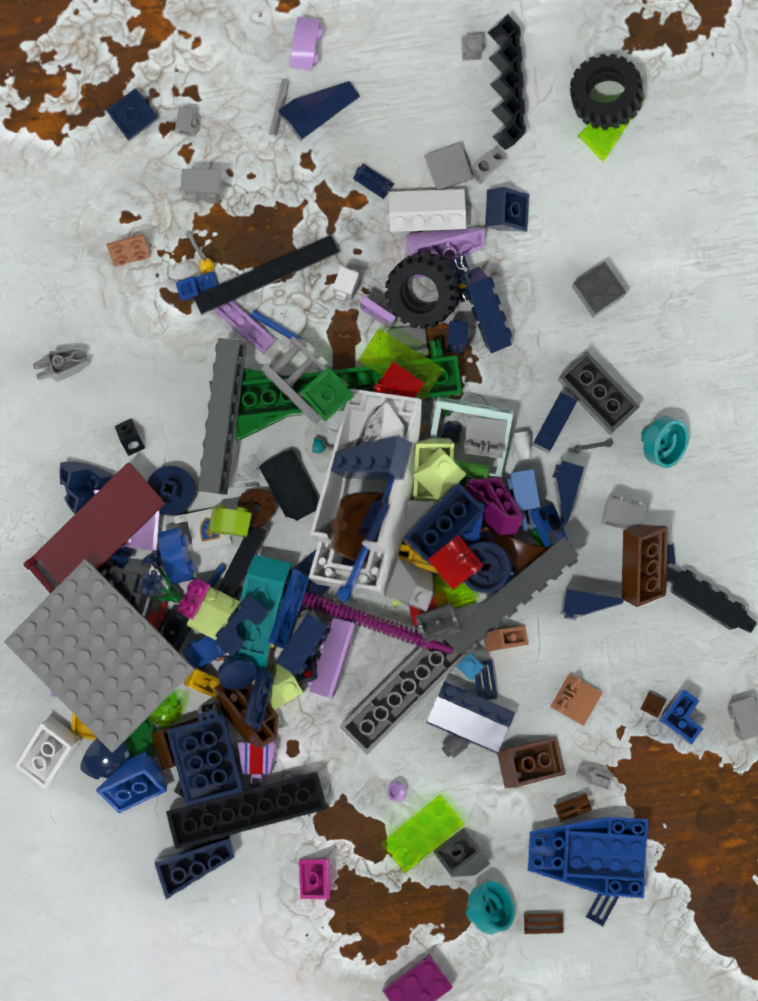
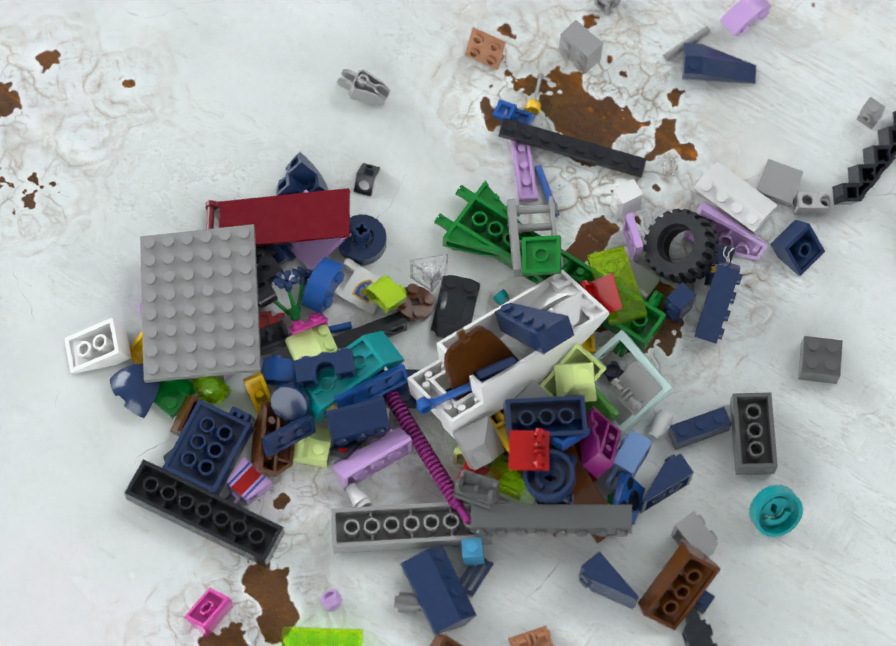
camera: 35 degrees right, 15 degrees down
(133, 783) = (138, 420): blue slope -> none
(189, 865) = (121, 516): dark blue wedge -> none
(222, 416) = (448, 212): dark grey brick -> none
(351, 698) = (357, 496): none -> white cone
(373, 181) = (712, 146): dark blue hinge -> none
(505, 638) = (518, 555): nougat slope -> none
(608, 443) = (729, 480): dark grey hinge -> none

